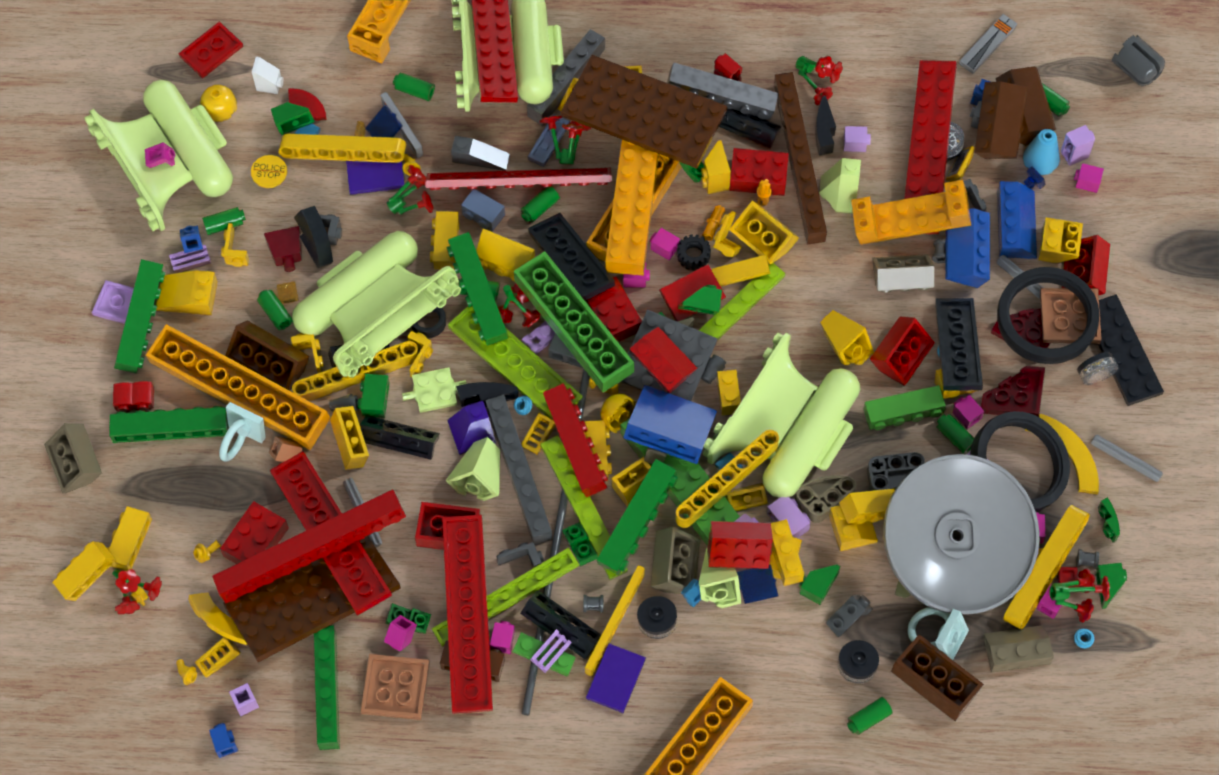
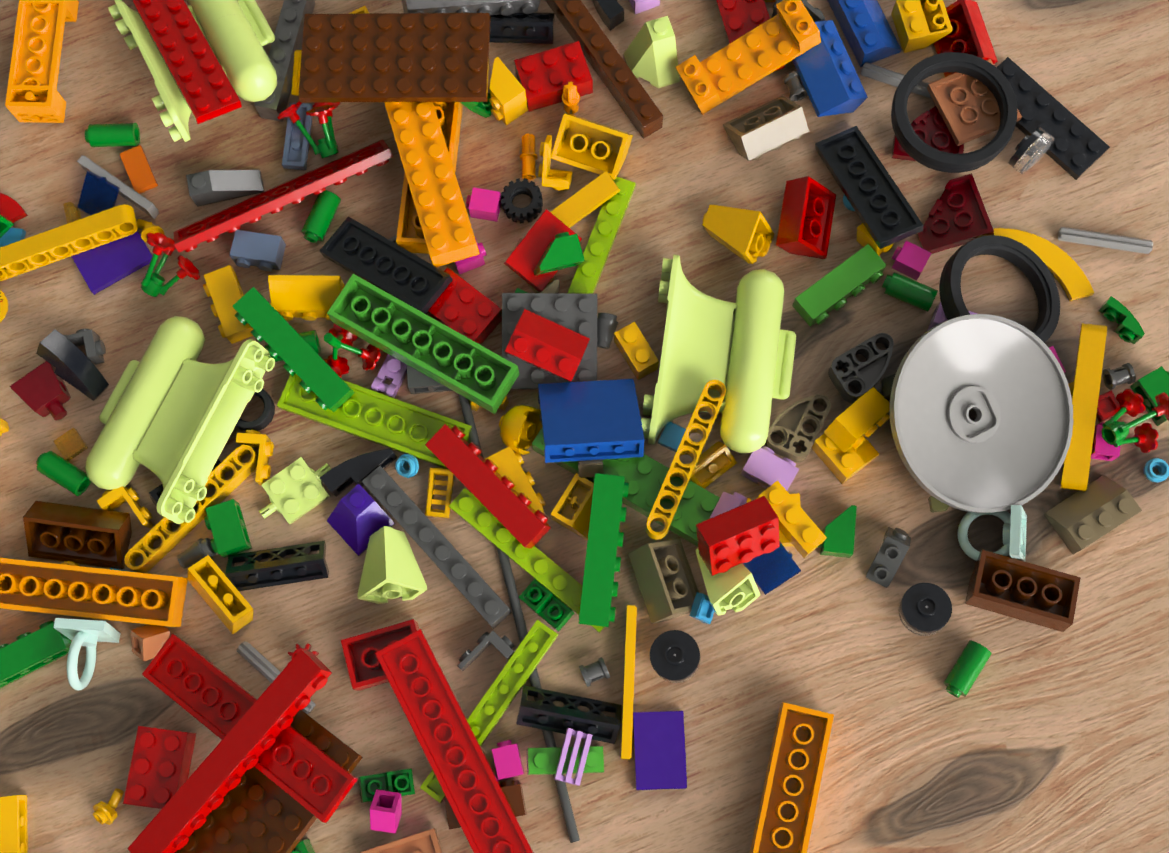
camera: 20 degrees left, 10 degrees up
(421, 118) = (138, 169): none -> orange tile

